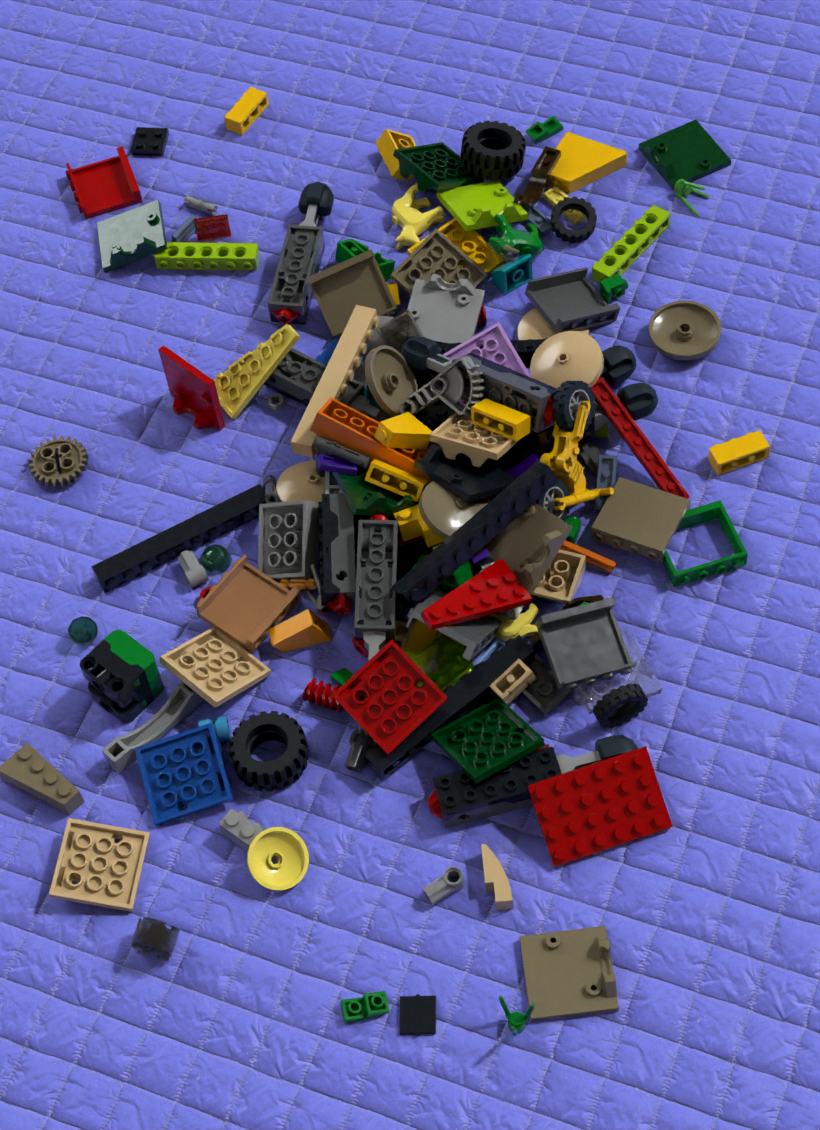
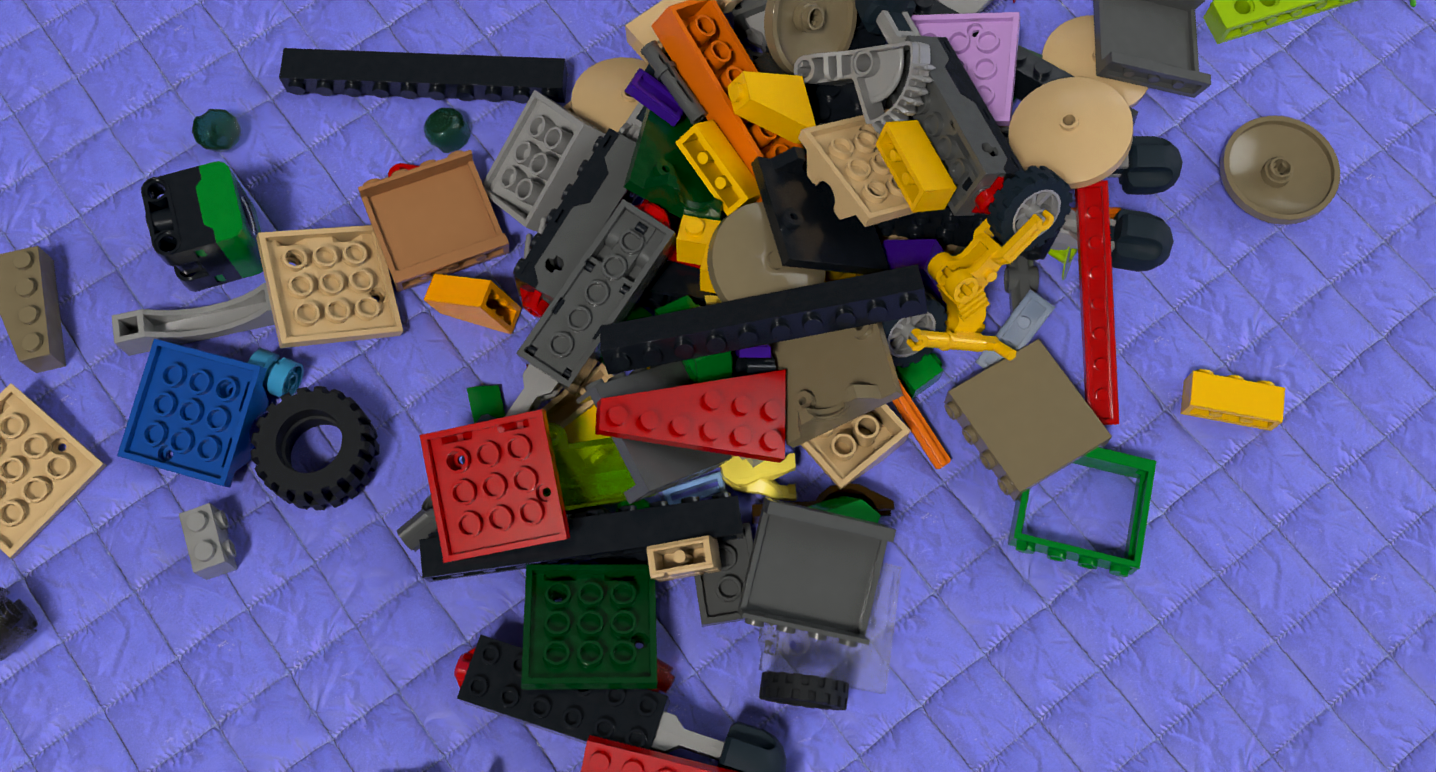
camera: 25 degrees right, 15 degrees up
(193, 570) = (406, 132): light grey piece -> none
(270, 489) = (562, 81): dark grey pin -> none
(290, 854) = (205, 627): light yellow dish -> none
(299, 583) = (515, 228): light orange axle -> none
(322, 695) = (437, 407): red piece -> none
(613, 287) = (1222, 47): green brick -> none

